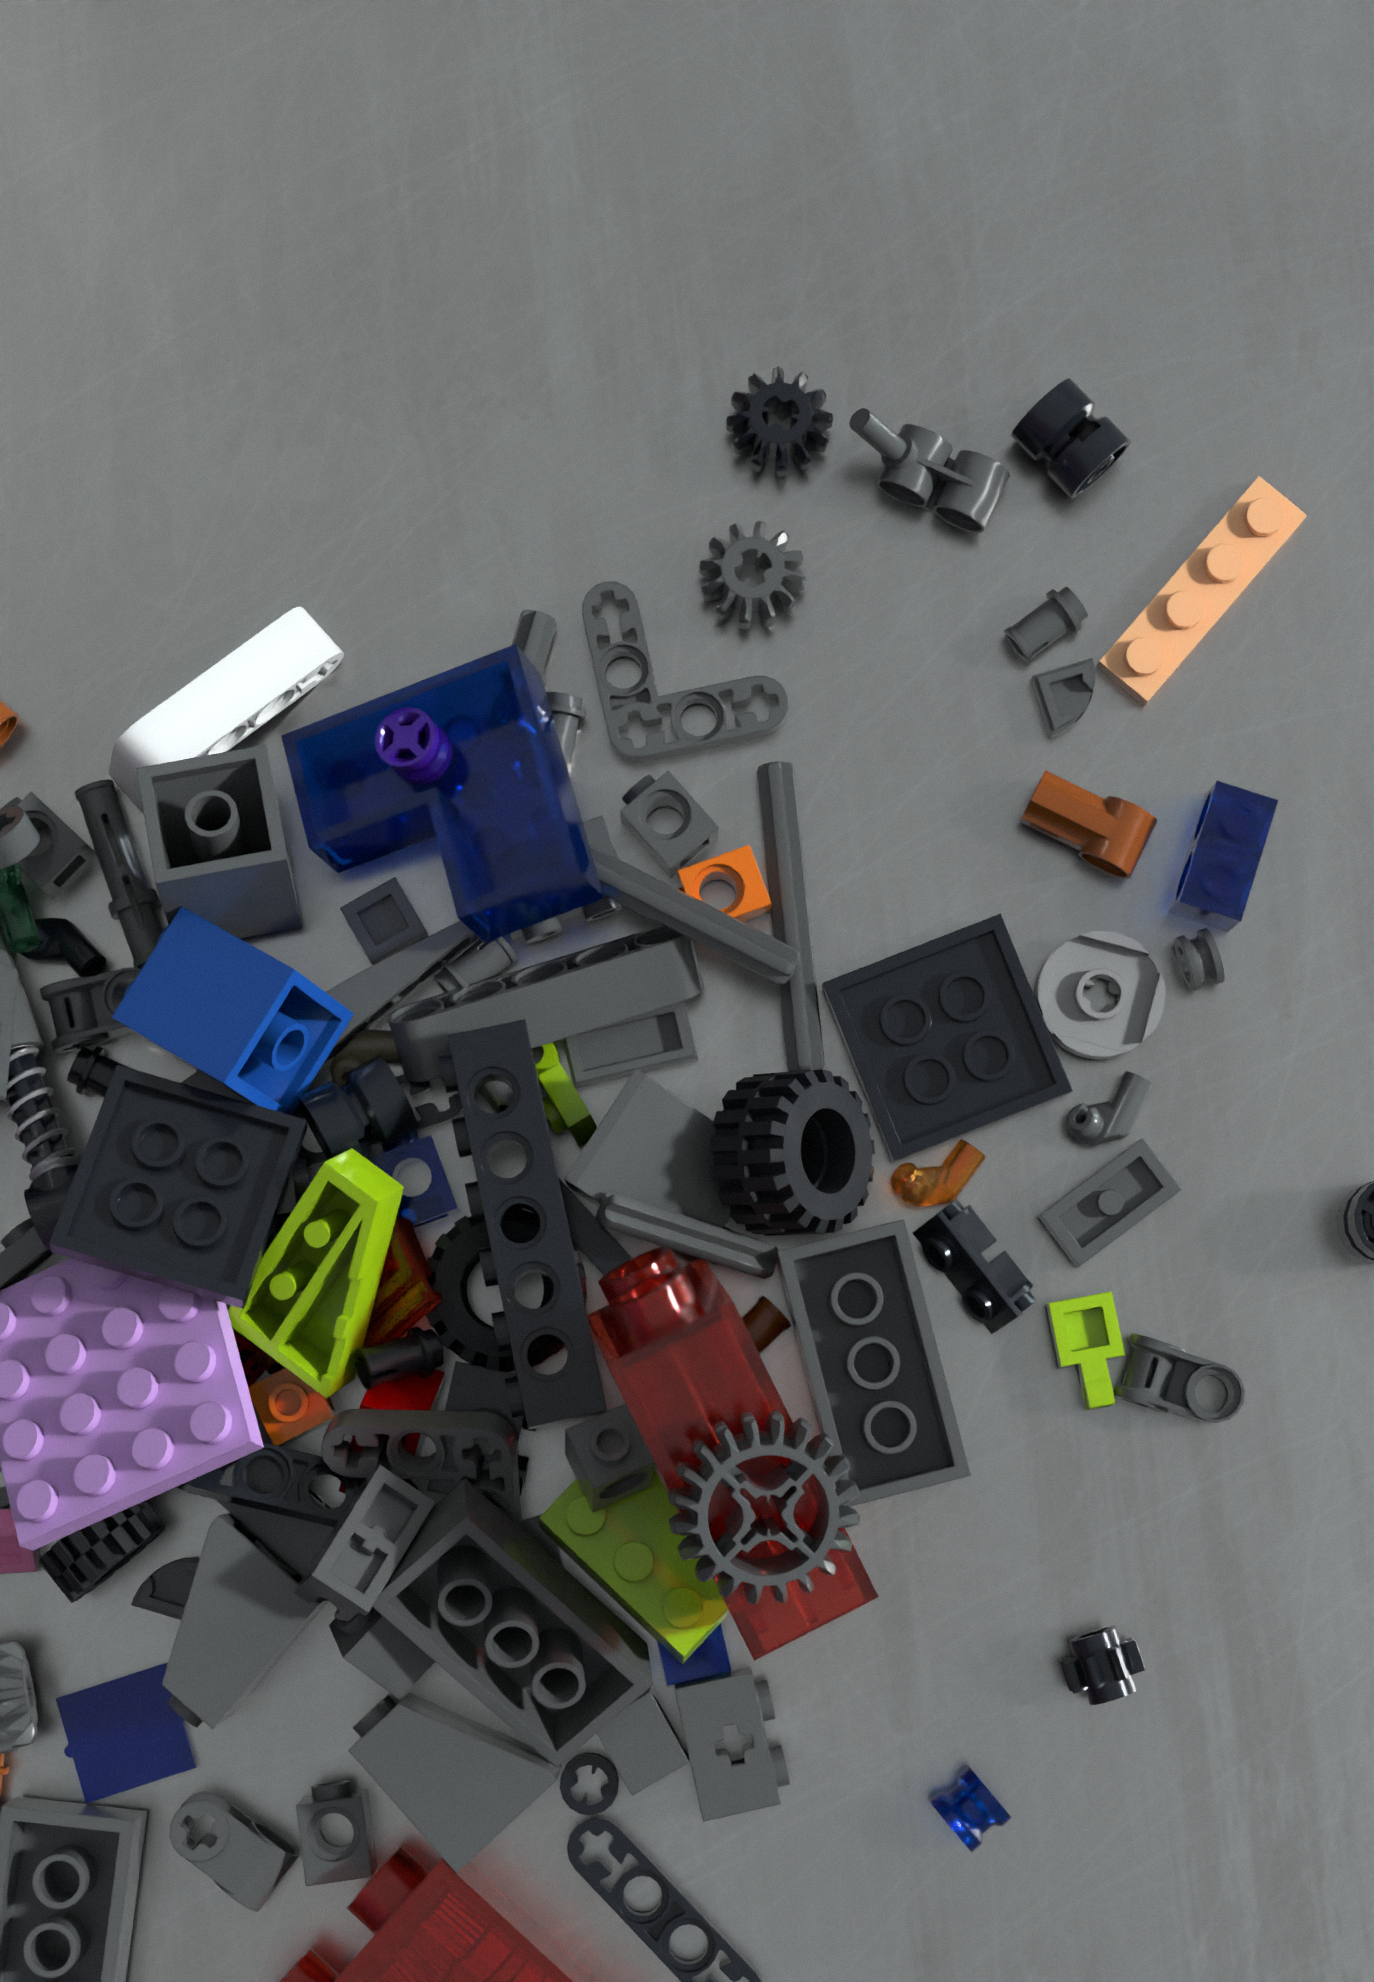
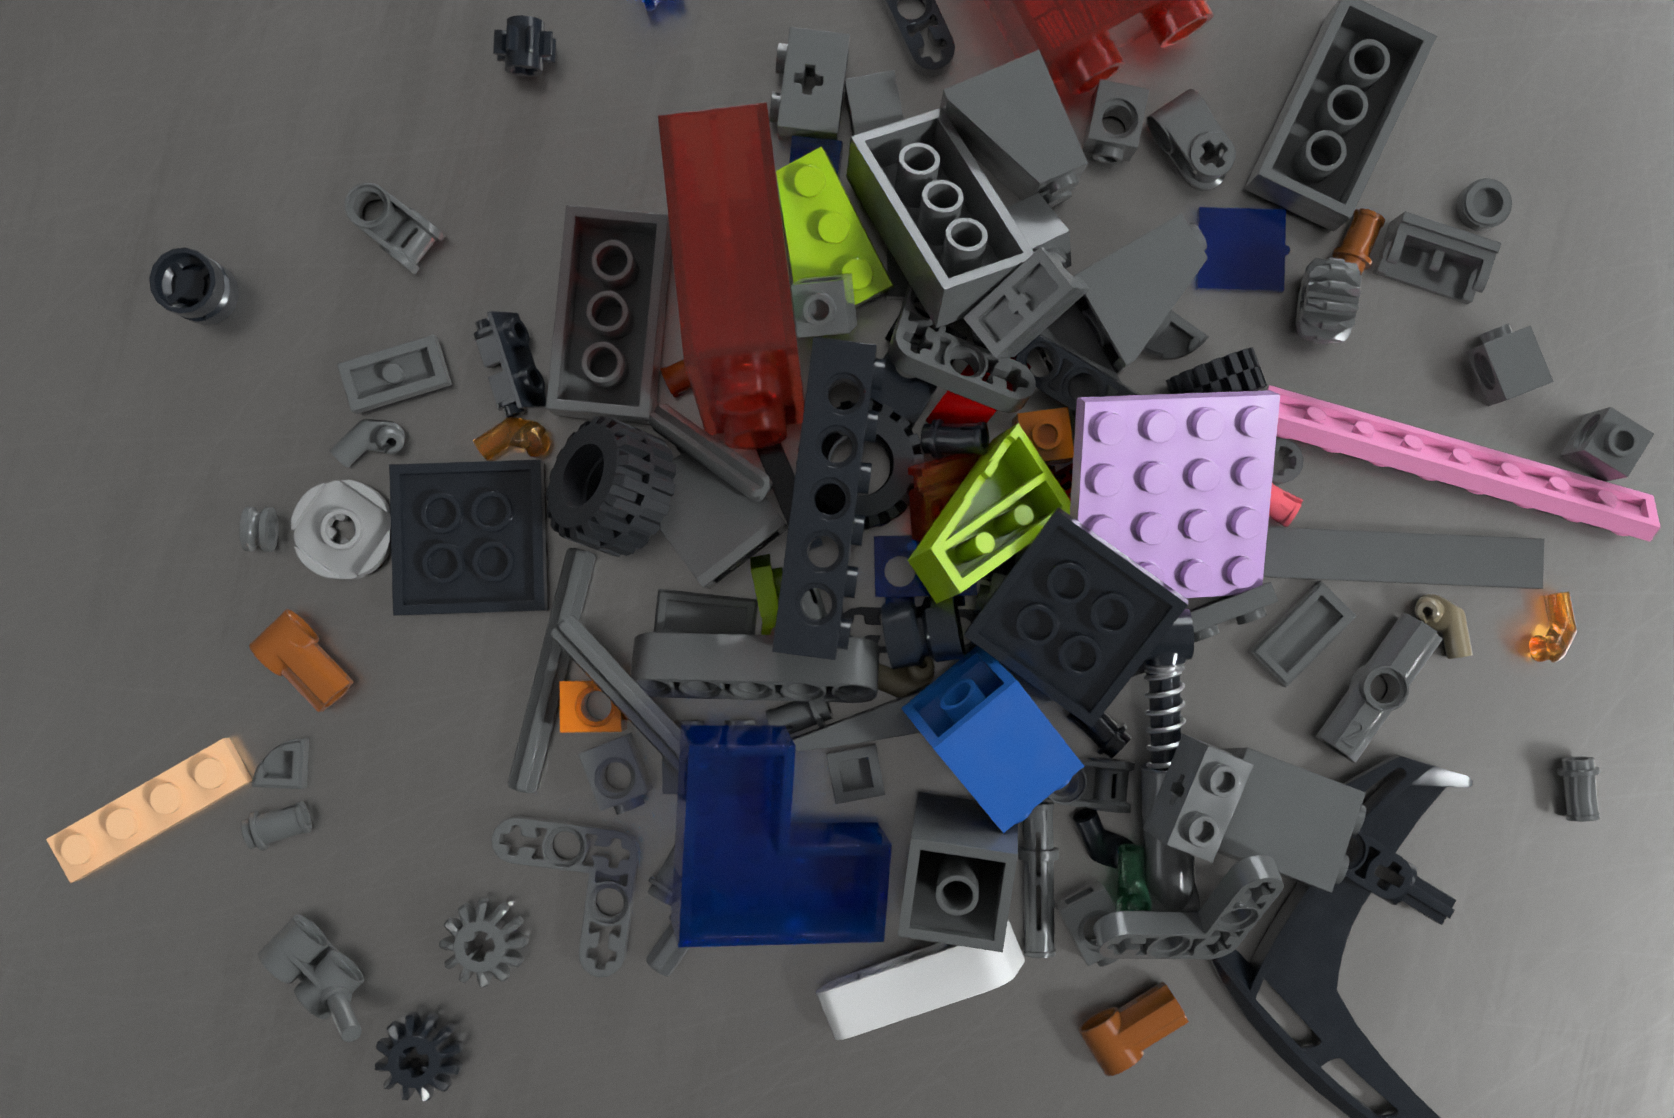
camera: 160 degrees left, 5 degrees up
(404, 733) = (792, 908): dark purple wheel -> none
(608, 1789) = (908, 88): black bush -> none
(745, 1531) = (749, 175): dark grey gear -> none
(1070, 438) = (200, 963): black wheel -> none
(1087, 1335) = (448, 284): lime plate -> none
(1223, 856) = (209, 599): clear blue brick -> none

